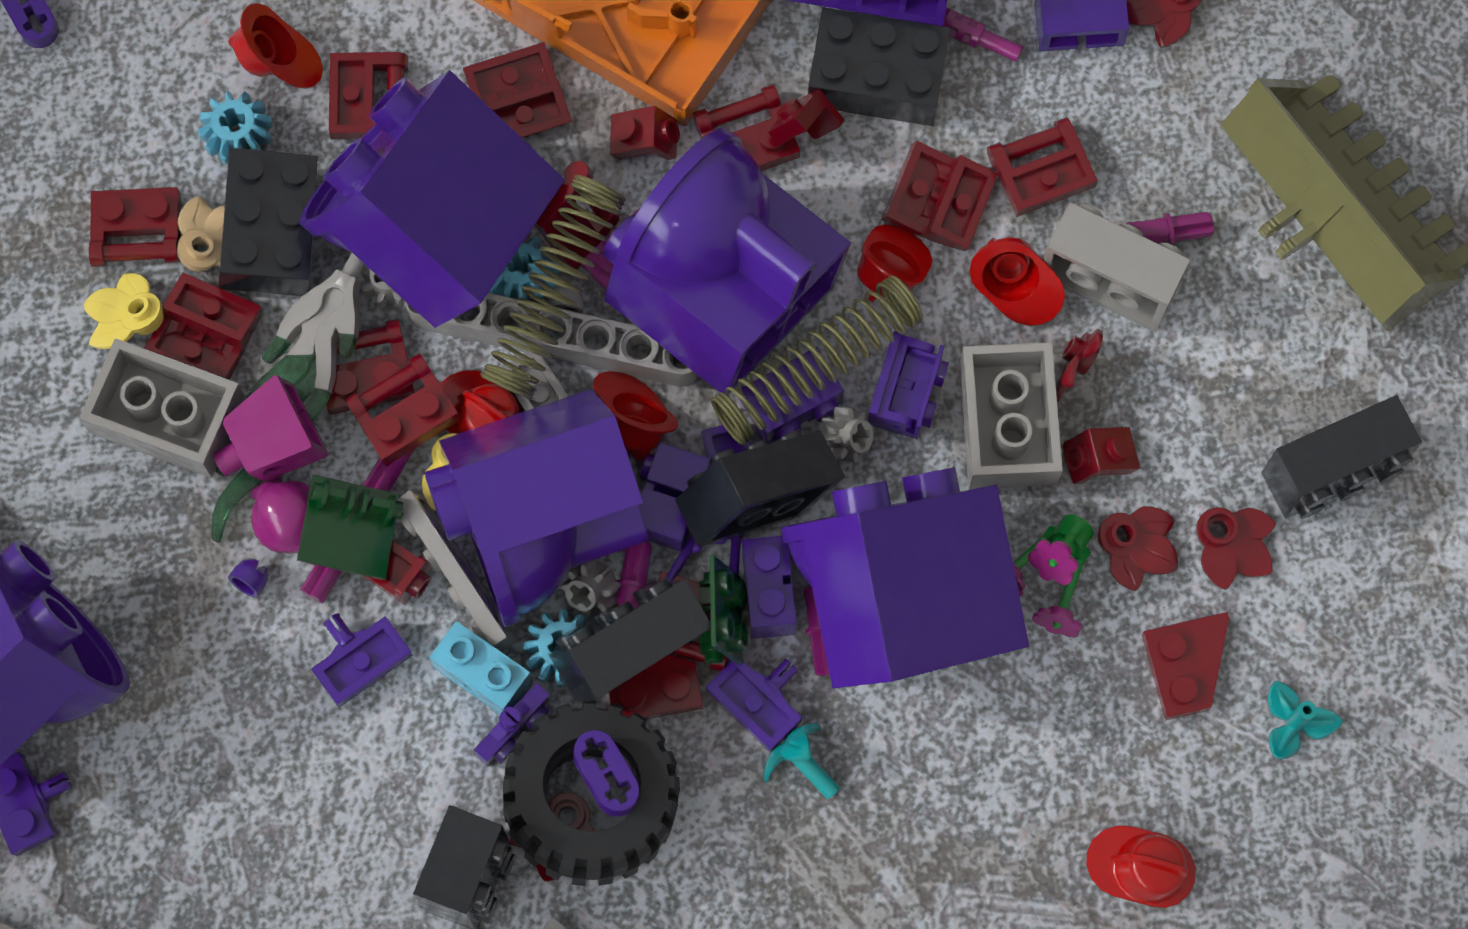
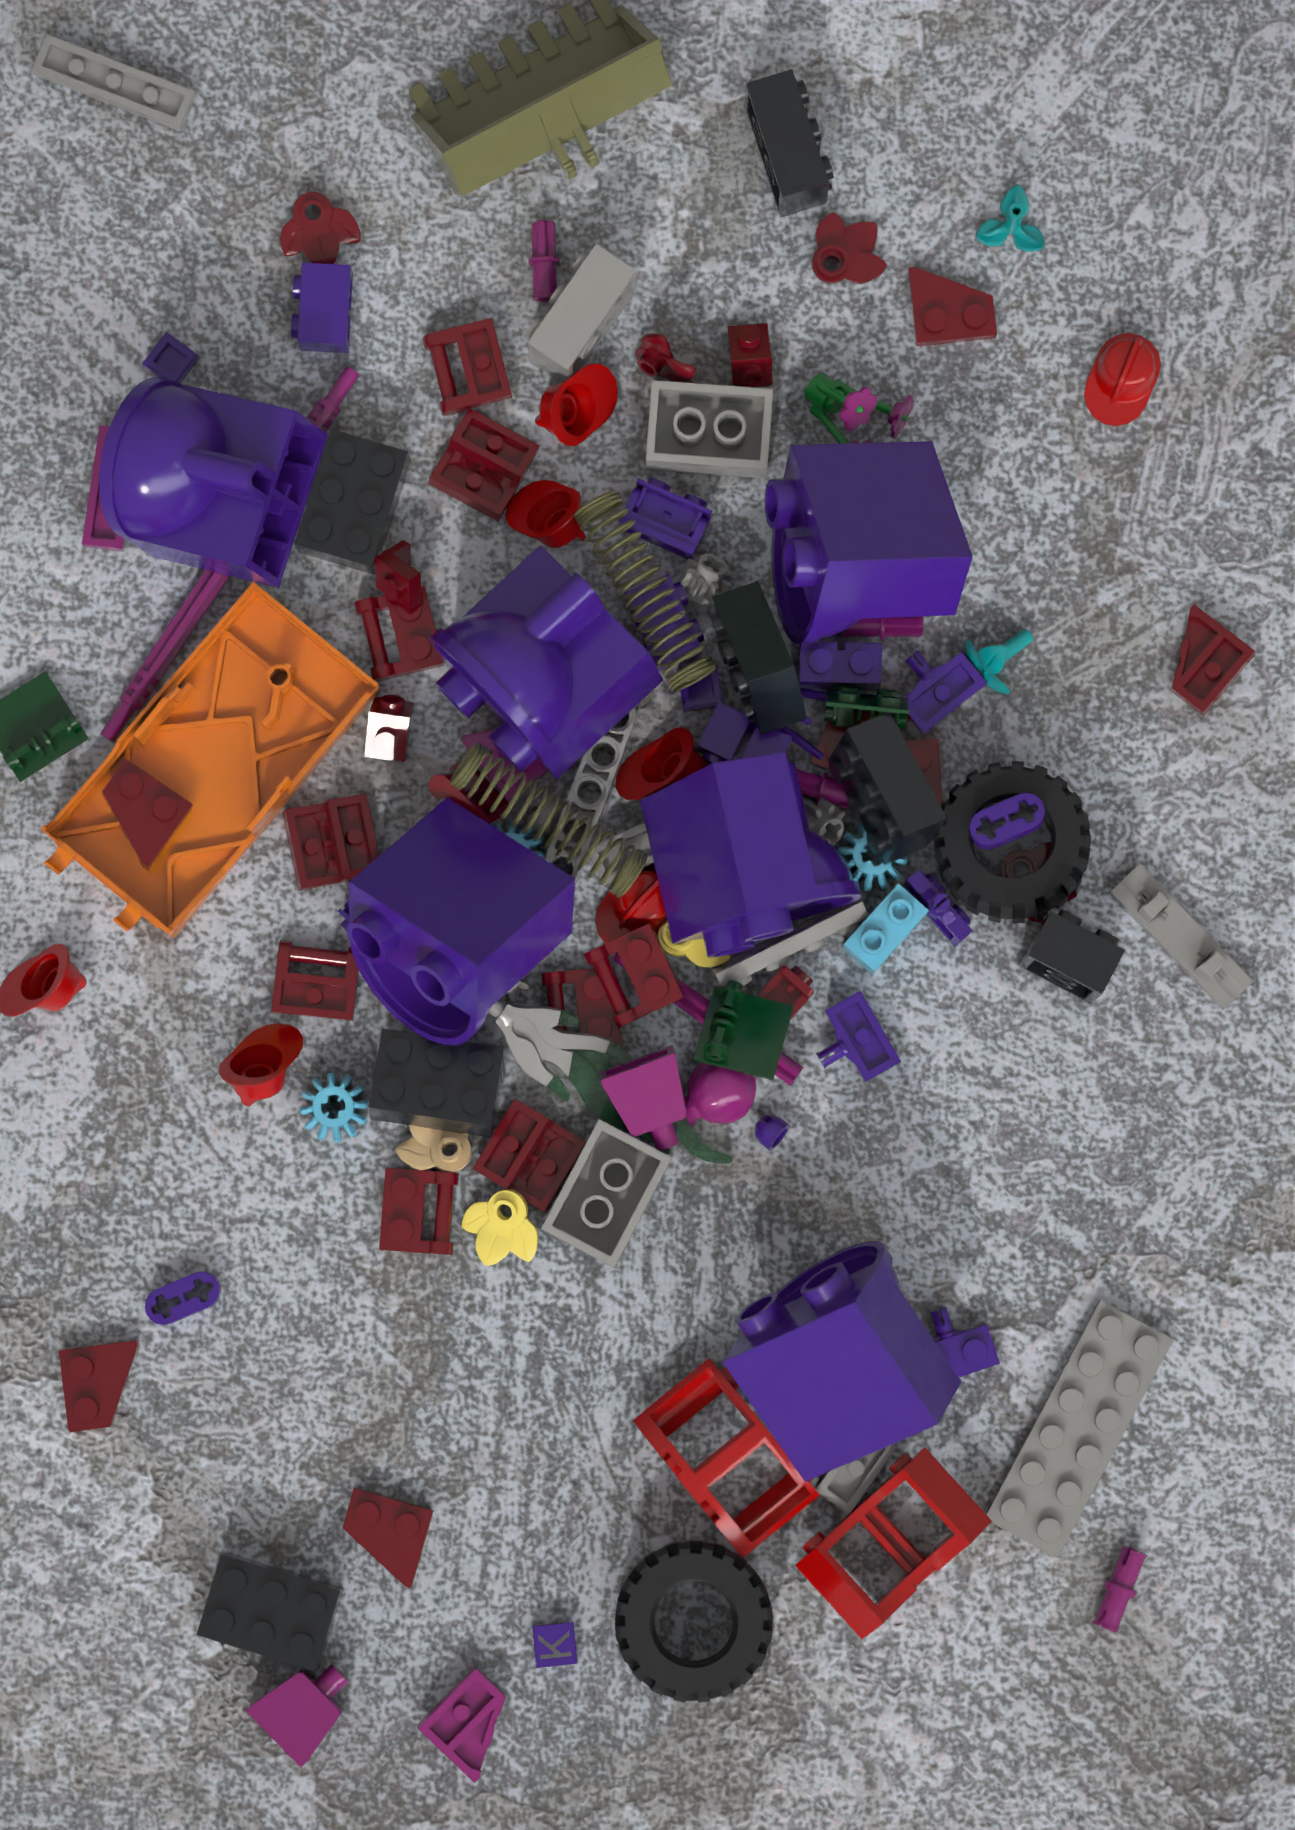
camera: 80 degrees left, 10 degrees up
(1144, 548) = (839, 330): dark red plate -> none

